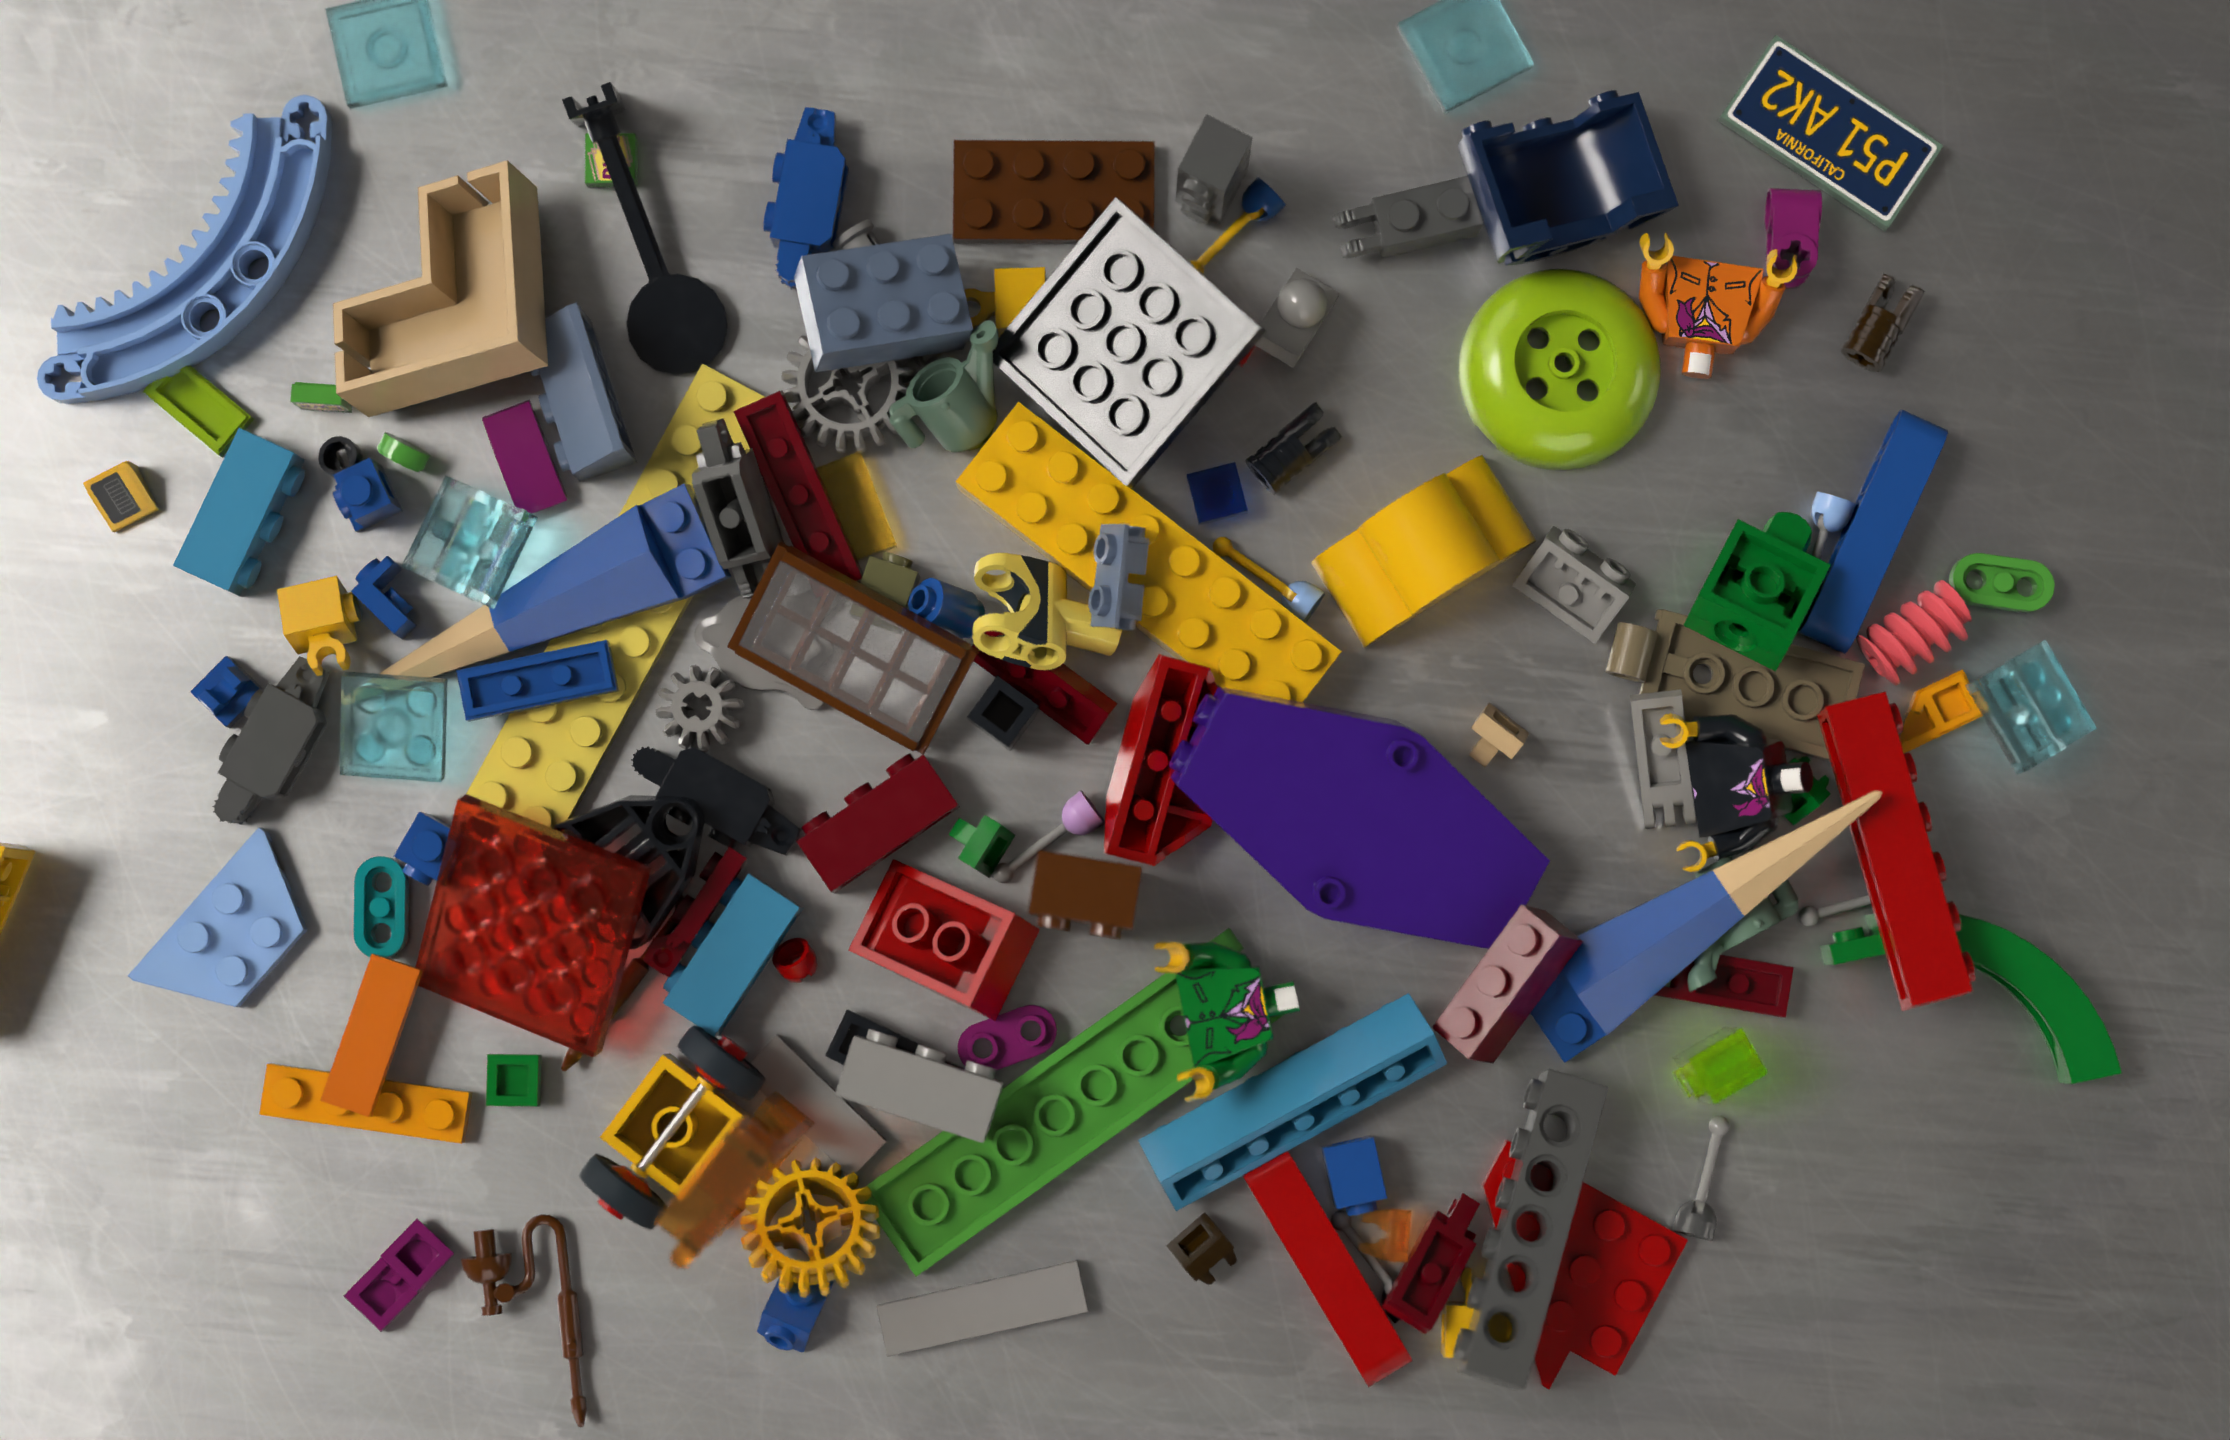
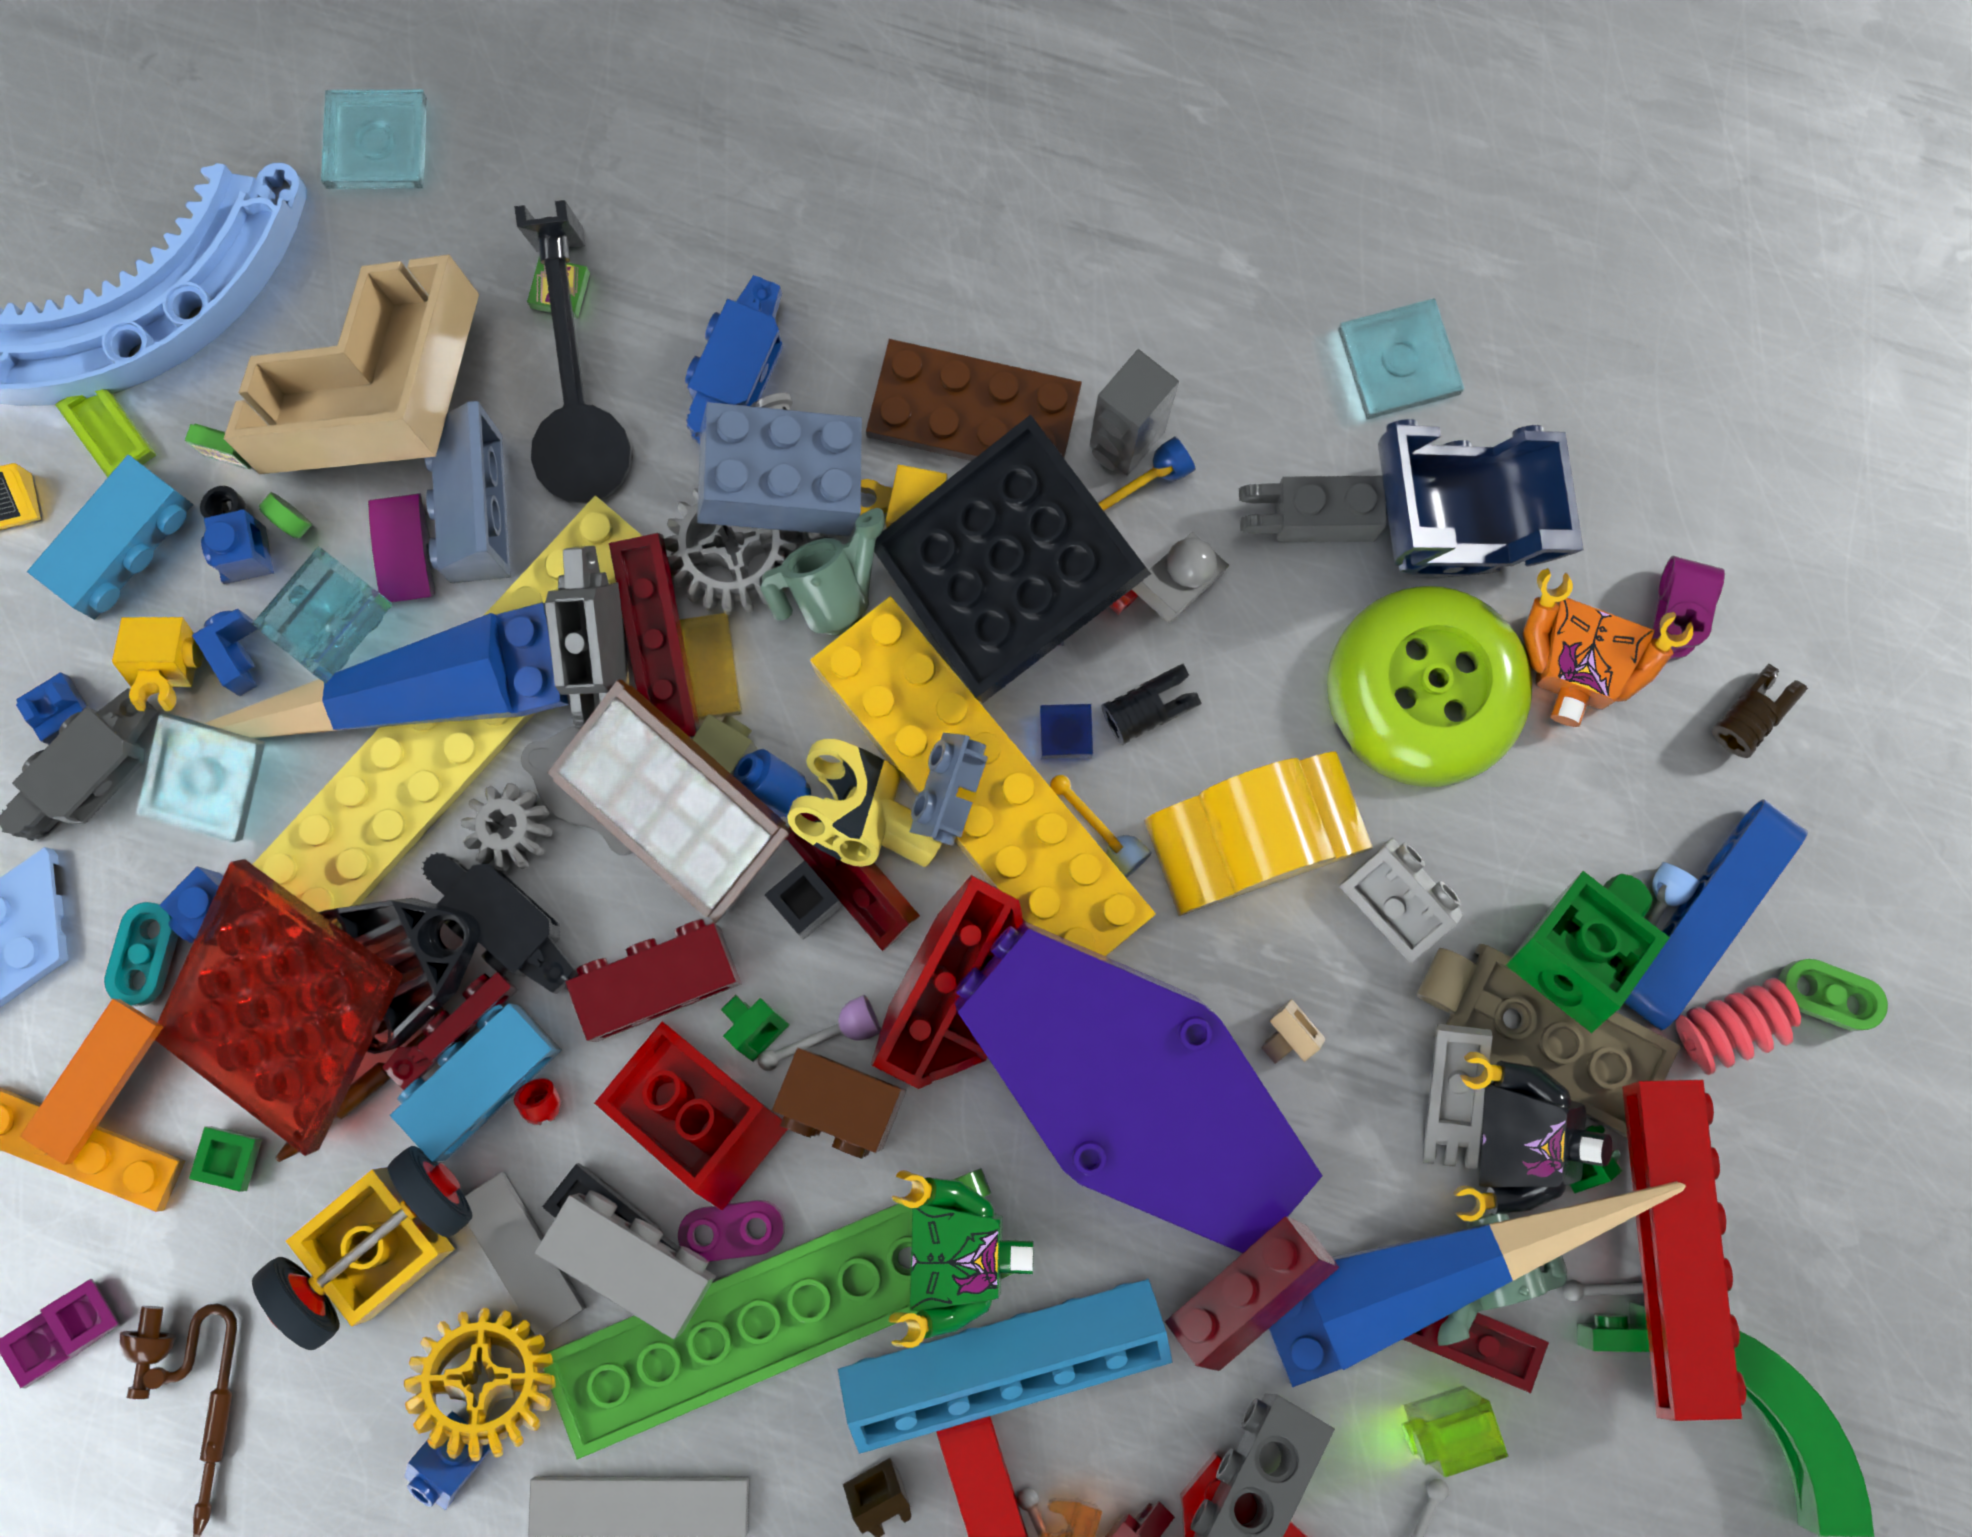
camera: 10 degrees right, 5 degrees down
(537, 680) = (352, 763): blue tile -> none
(729, 1175) = (395, 1317): clear orange hinge -> none
(1354, 1174) = (1051, 1456): blue brick -> none
(1830, 133) = (1741, 518): tile -> none
(1937, 711) = (1748, 1108): light orange tile -> none
(2030, 707) = (1841, 1128): clear light blue brick -> none

